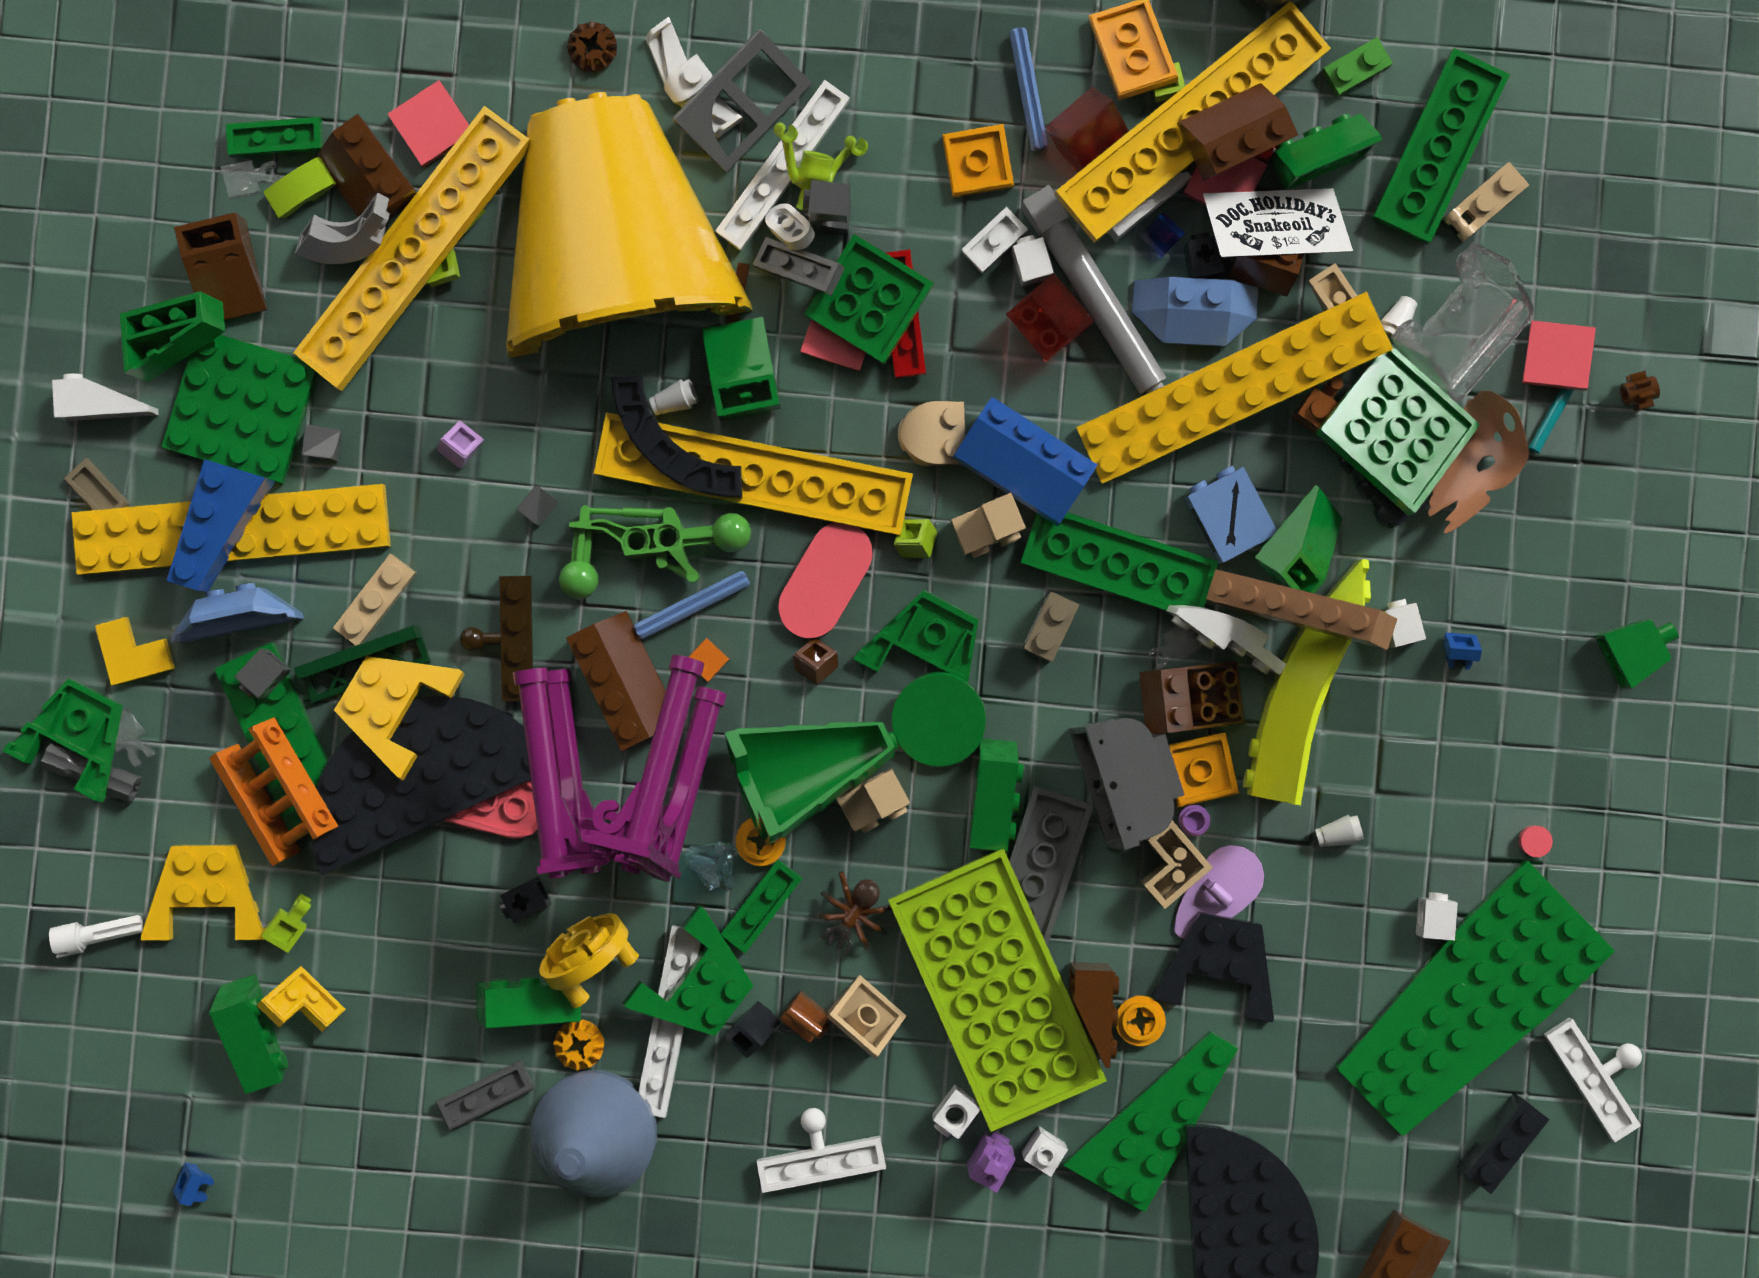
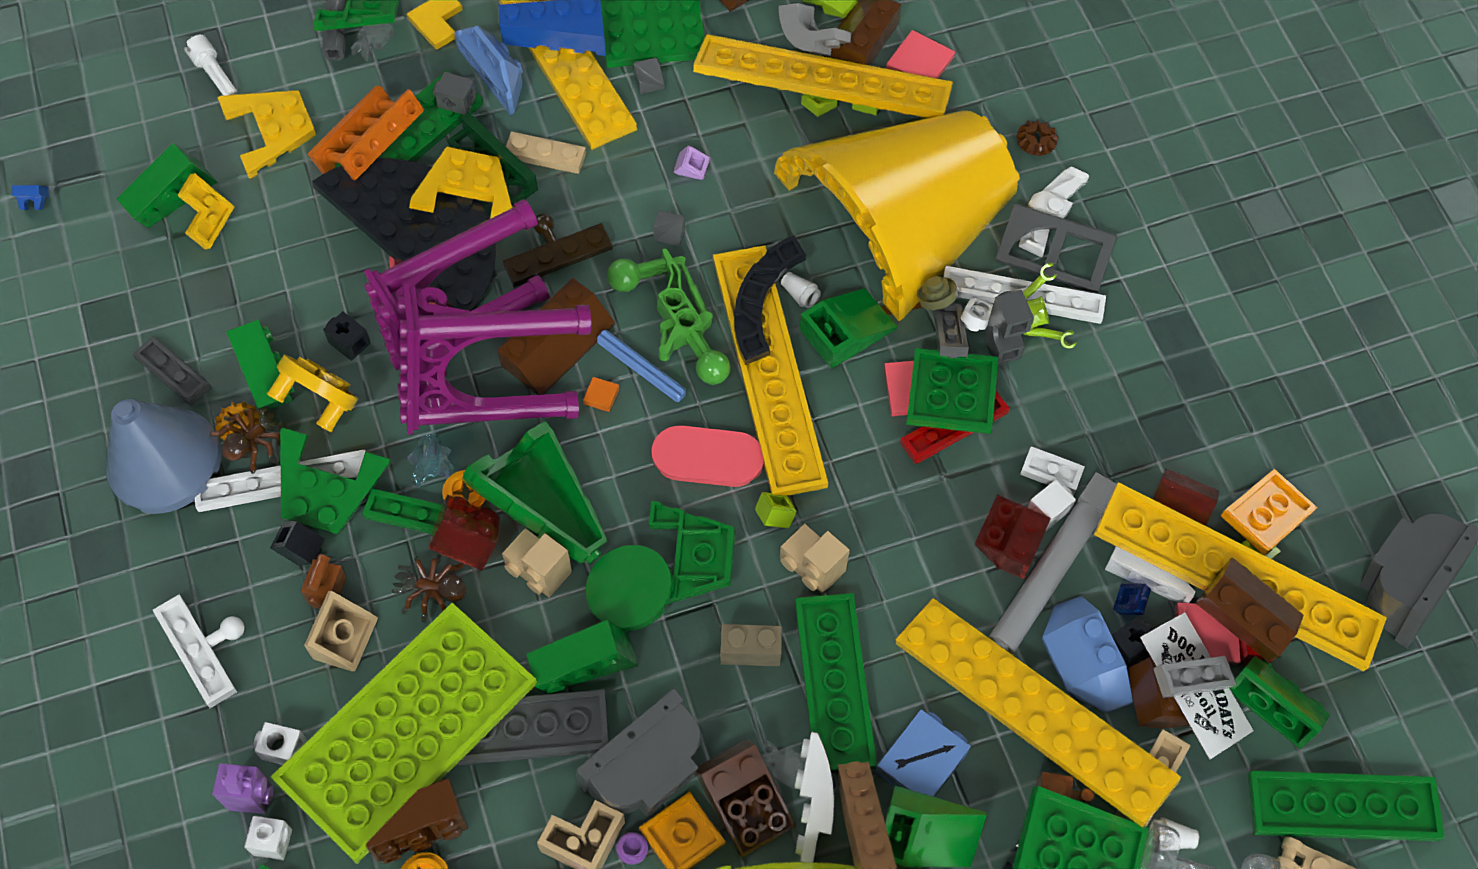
camera: 65 degrees right, 25 degrees down
(287, 927) = (263, 182): lime plate -> none
(612, 1042) = (245, 440): none -> animal
(750, 258) = (937, 293): none -> olive plate
(813, 859) = (465, 532): none -> clear red slope
(815, 660) = (637, 474): reddish brown slope -> none
(933, 432) = (870, 488): tan slope -> none
(978, 160) = (1109, 434): light orange tile -> none
(1024, 461) = (882, 563): blue slope -> none
(1028, 89) = (1188, 448): medium blue axle -> none
(1276, 223) = (1194, 676): none -> light grey plate
(1357, 67) = (1367, 704): bright green plate -> none

